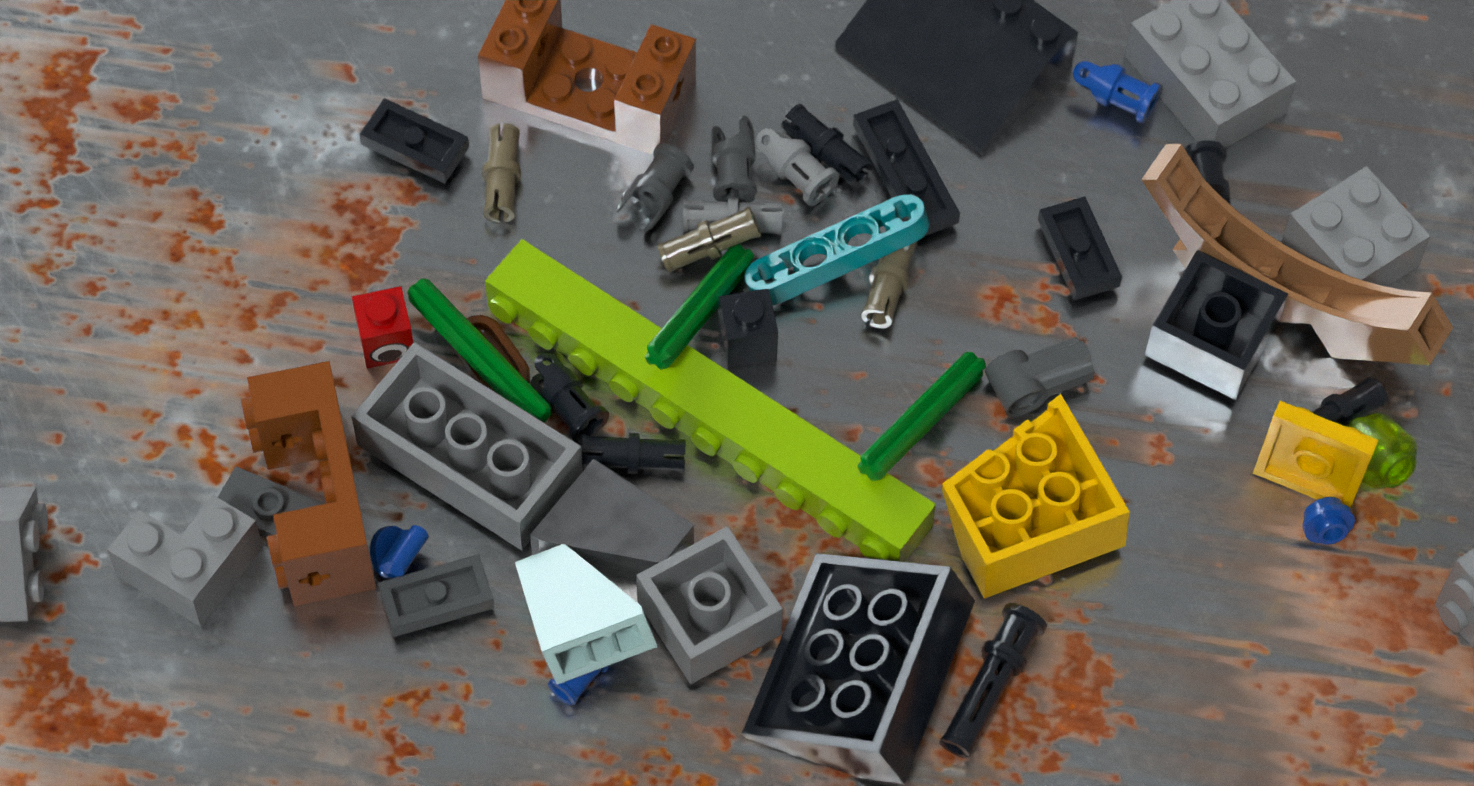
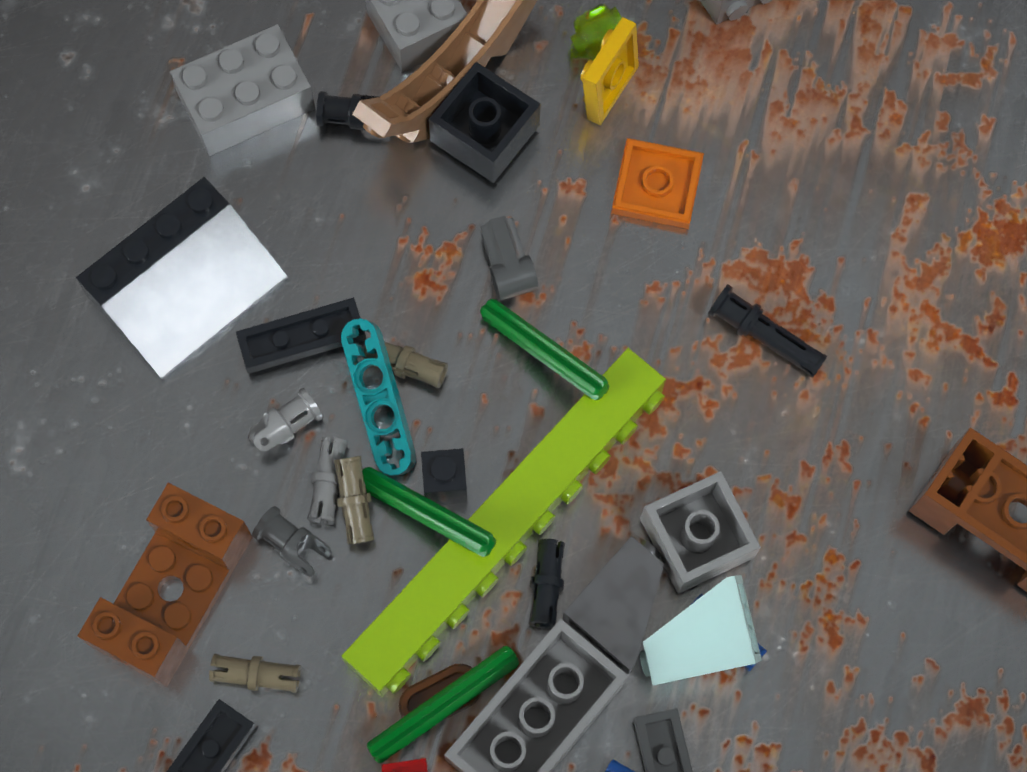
camera: 85 degrees left, 10 degrees up
(567, 399) = (487, 636): black piece -> none
(734, 162) = (277, 472): dark grey piece -> none
(827, 145) = (267, 396): black pin -> none
(861, 665) = (750, 424): black slope -> none
(1034, 504) = (627, 275): yellow wedge -> none
(1079, 248) = (394, 213): black plate -> none
(1109, 82) = (246, 165): blue piece -> none
(1181, 544) = (657, 183): none -> orange tile
(1327, 521) = (653, 78): blue plate -> none
(1353, 403) = (561, 54): black pin -> none

